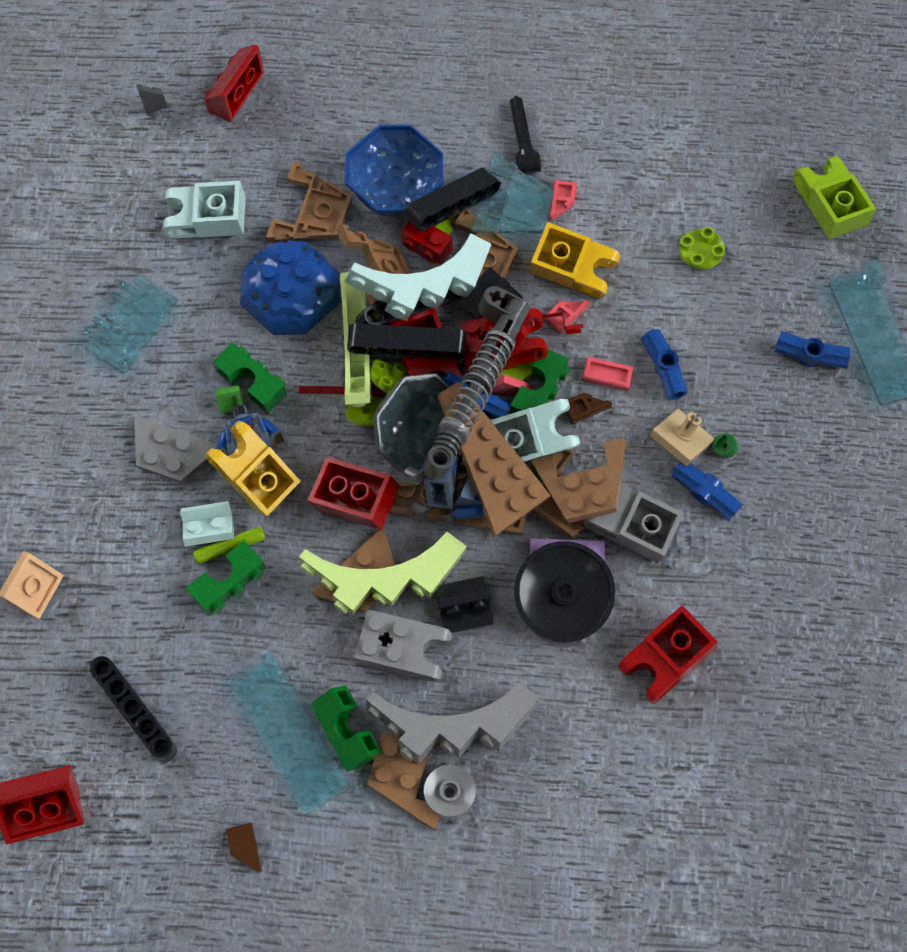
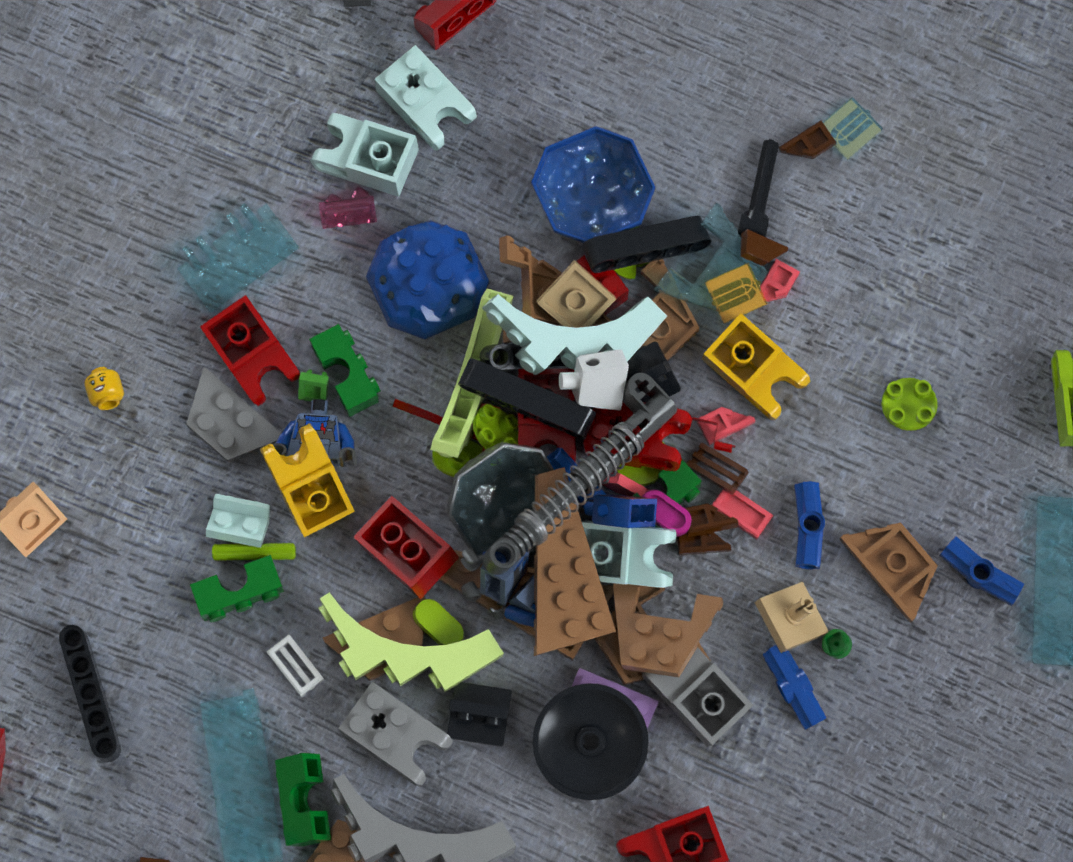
camera: 20 degrees right, 5 degrees up
(57, 460) = (104, 388): none -> yellow head
(170, 392) = (253, 355): none -> red brick
(207, 258) = (347, 212): none -> clear pink tile
(234, 154) = (427, 103): none -> light aqua brick
(315, 633) = (309, 684): none -> white tile
(320, 214) = (496, 201): medium nougat wing -> none
(401, 544) = (437, 622): none -> lime tile
(414, 252) = (576, 298): none -> tan tile
(458, 304) = (598, 379): none -> white torso
(516, 399) = (622, 511): none -> blue torso
(535, 212) = (736, 293): none -> clear yellow piece
(540, 174) = (759, 248): none -> reddish brown tile
(545, 90) = (810, 142): none -> reddish brown tile
(548, 390) = (670, 513): none -> dark pink tile
(561, 342) = (699, 456): none -> reddish brown tile
(570, 71) = (851, 127): none -> clear light blue piece
(583, 388) = (707, 520): none -> reddish brown tile
(743, 369) = (895, 564): none -> medium nougat wing

